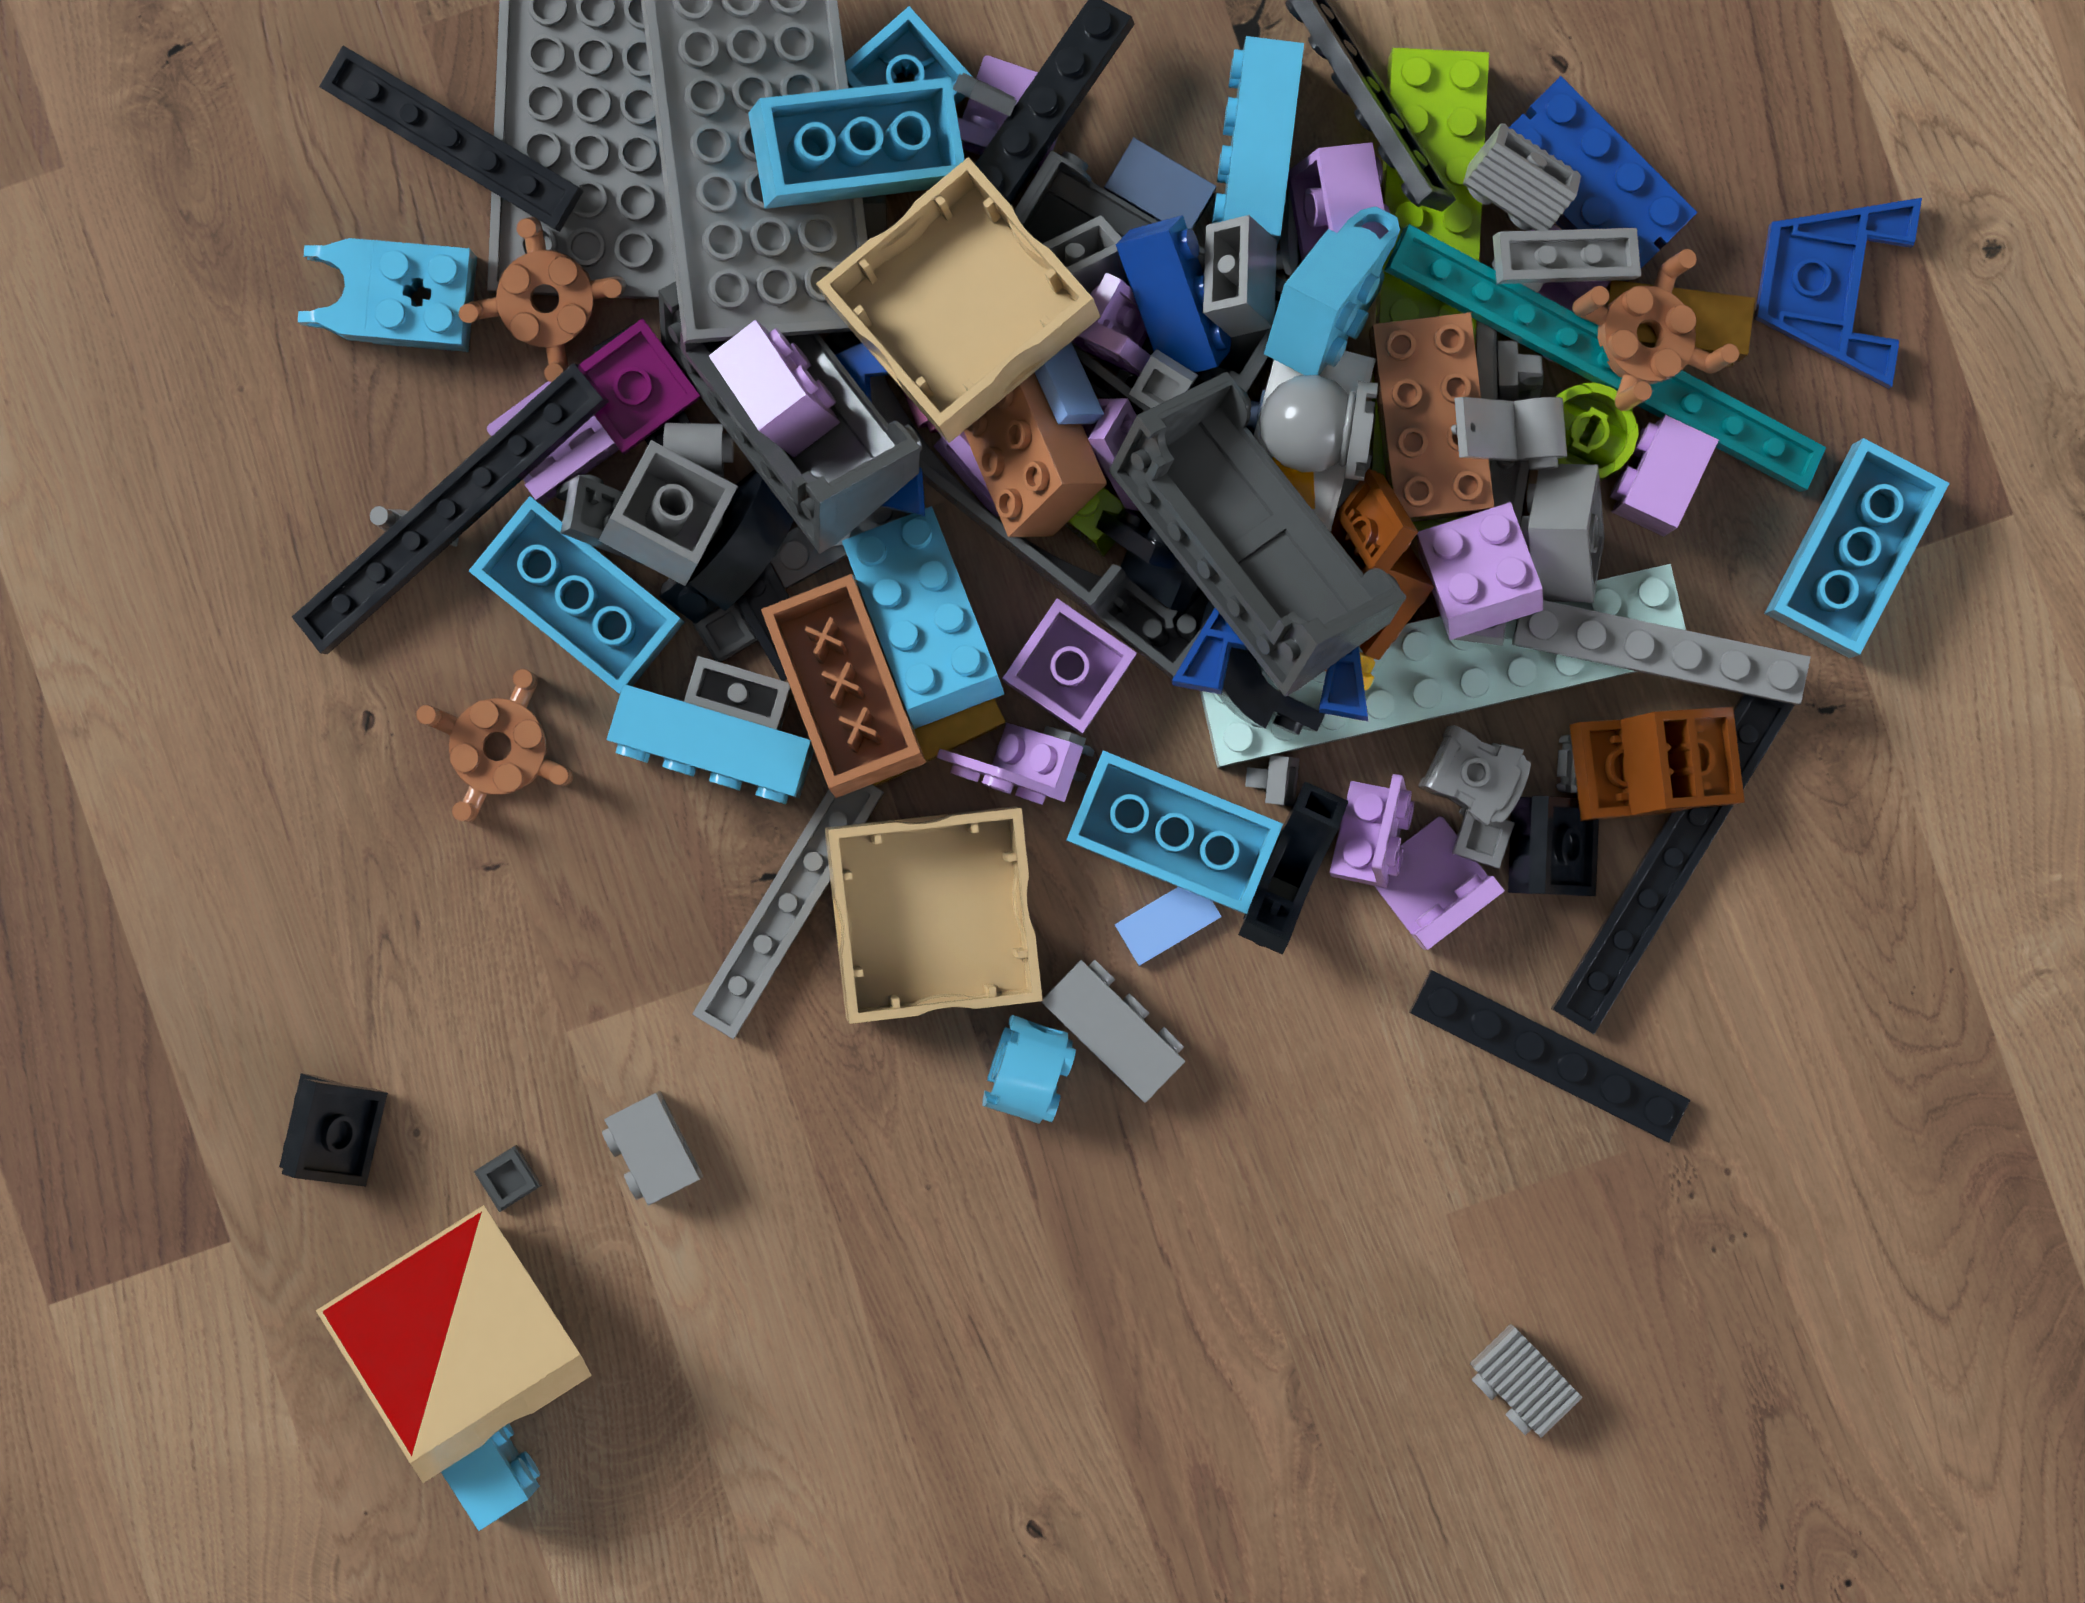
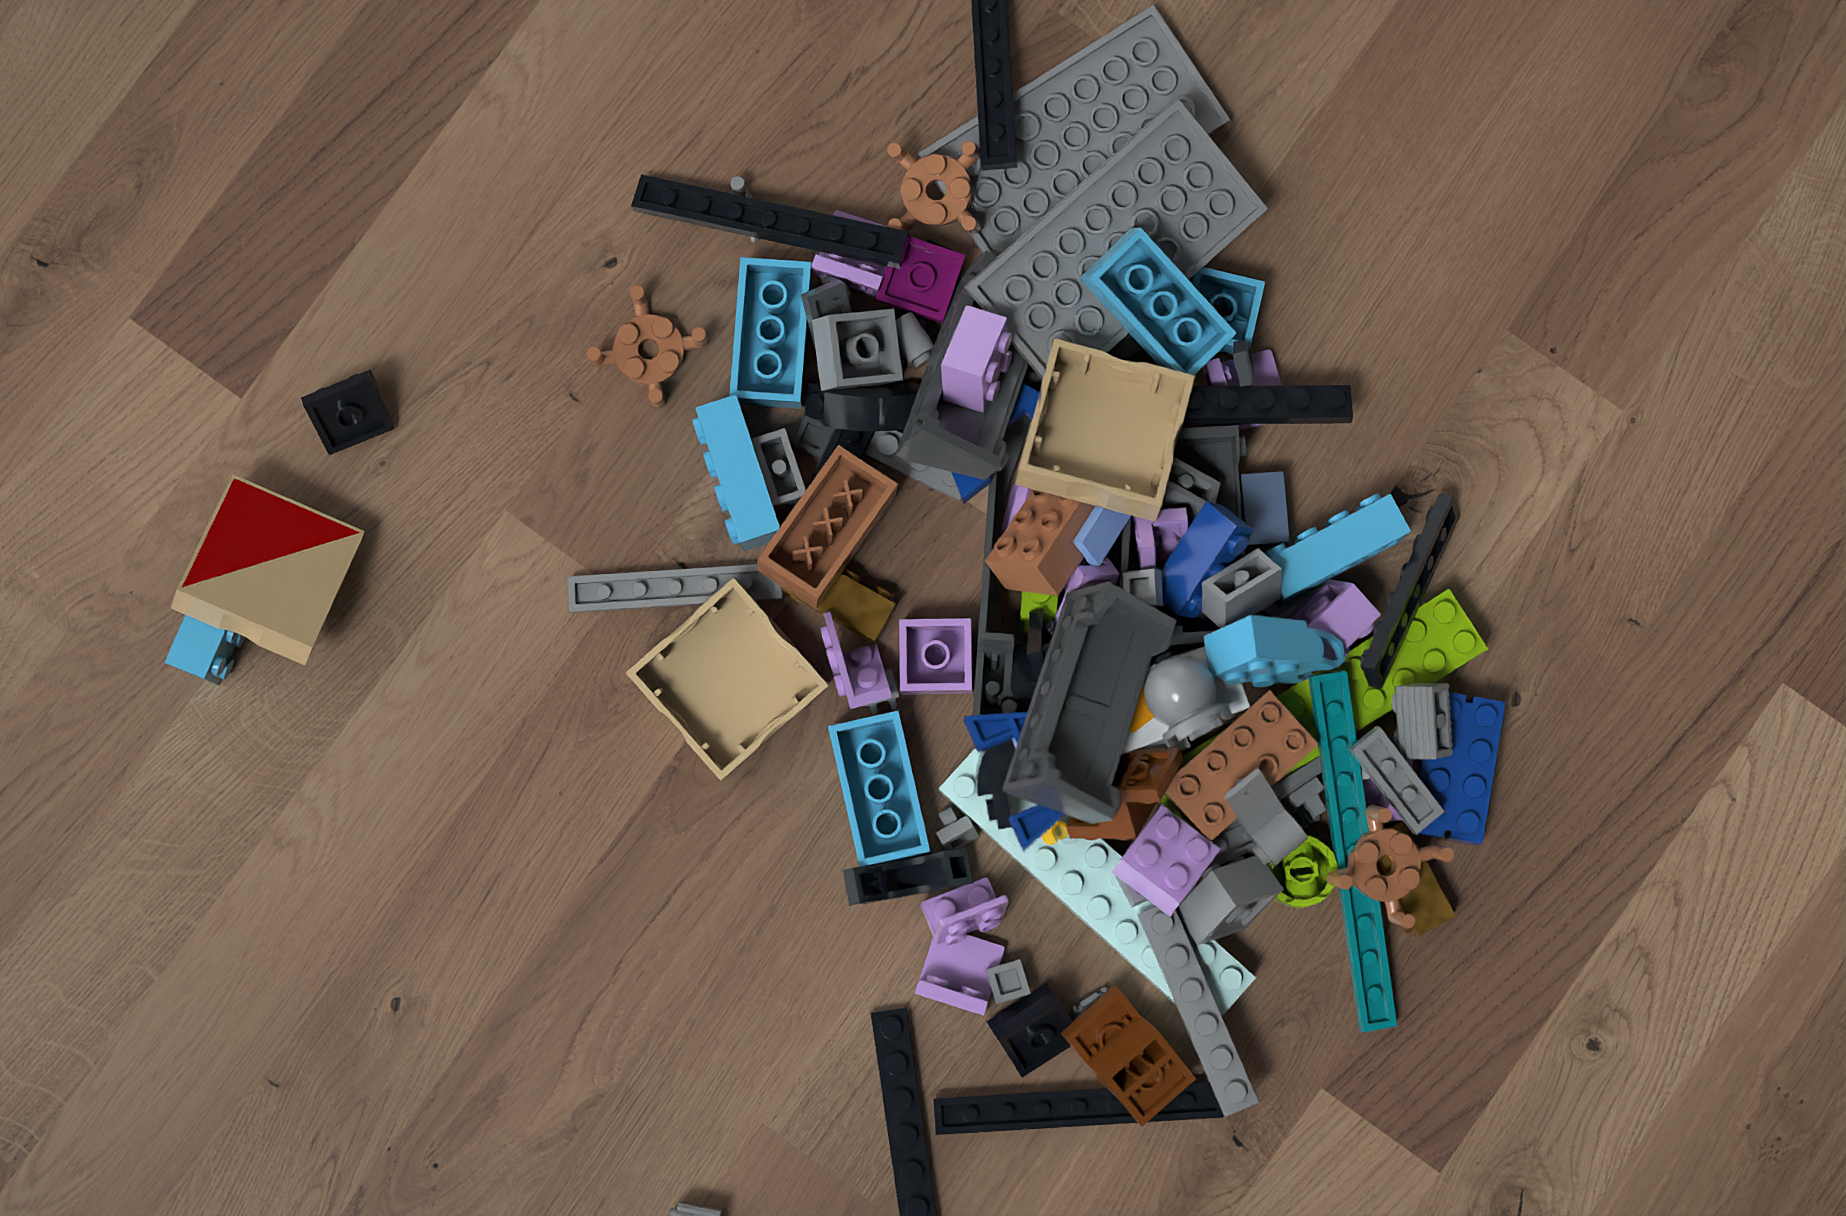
camera: 60 degrees right, 5 degrees down
(379, 292) = (877, 89): medium azure brick -> none
(507, 1178) = (392, 536): dark grey tile -> none
(652, 1149) = (469, 609): light grey brick -> none
(923, 618) = (902, 546): medium azure brick -> none
(1028, 1070) = (672, 801): medium azure brick -> none
(1115, 1029) = (735, 838): light grey brick -> none
(1165, 923) = (821, 825): light blue tile -> none
(1477, 775) = (1043, 951): light grey piece -> none
(1663, 476) = (1307, 936): lavender brick -> none
(1815, 279) = (1496, 946): blue wing -> none
(1856, 548) = (1347, 1087): medium azure brick -> none

